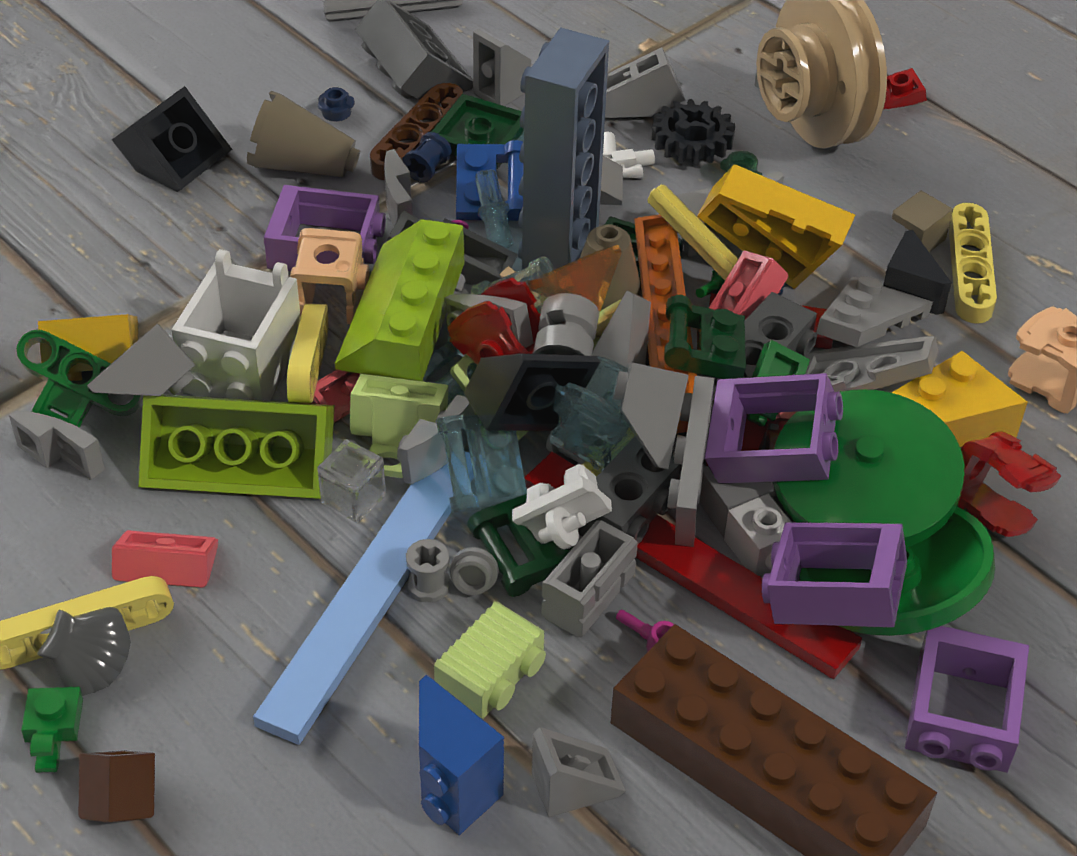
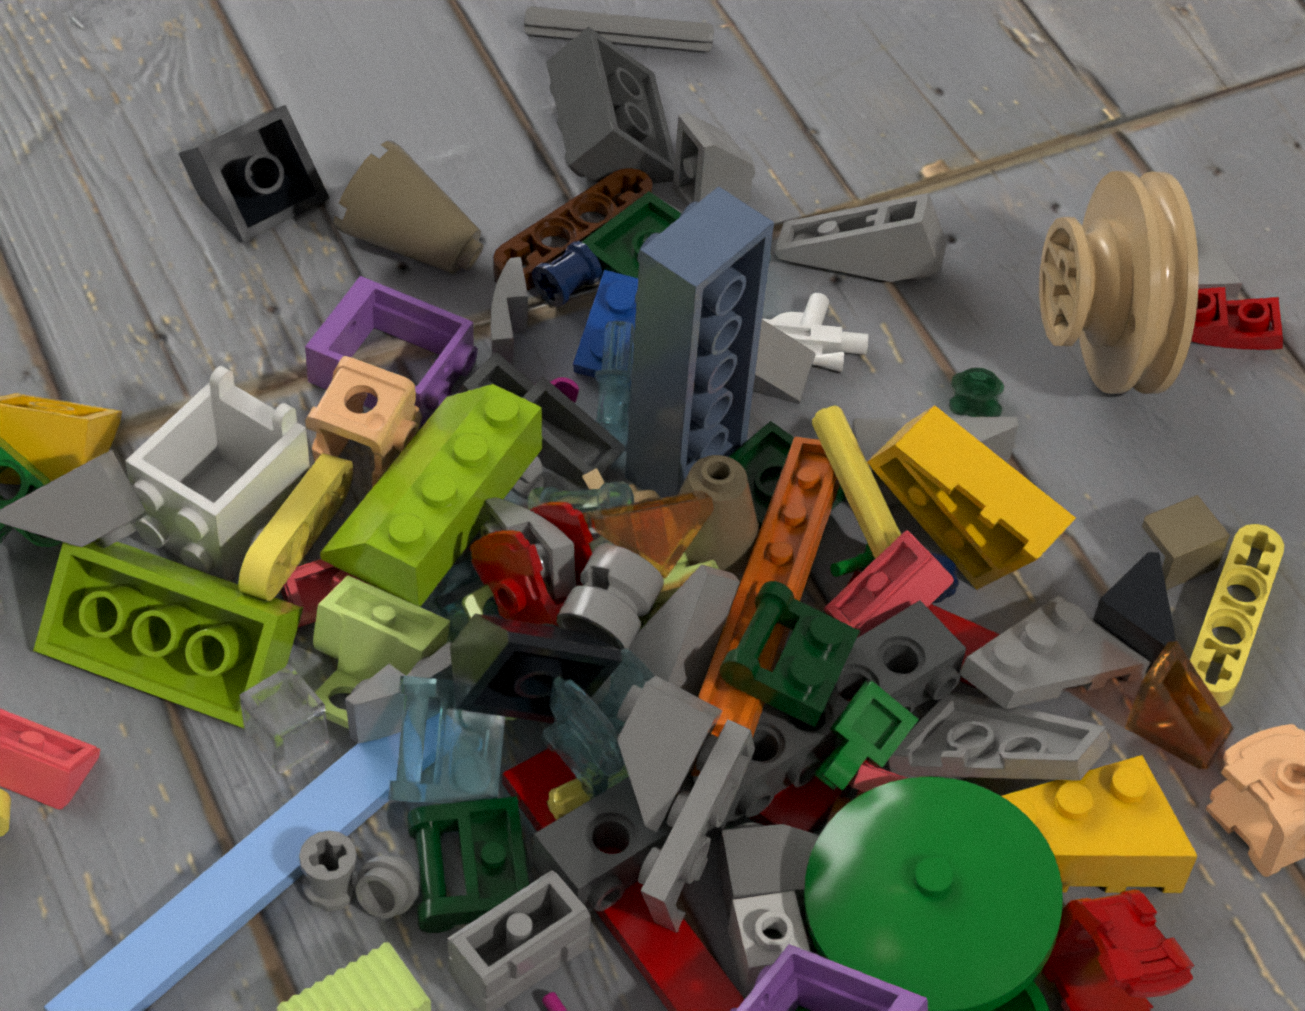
camera: 15 degrees right, 5 degrees up
(335, 104) = (484, 164): dark blue plate -> none
(561, 511) = (511, 843): white hips -> none
(693, 131) = (932, 322): black gear -> none
(772, 395) = (771, 785): medium lavender window -> none
(966, 324) = (1179, 710): none -> clear orange slope

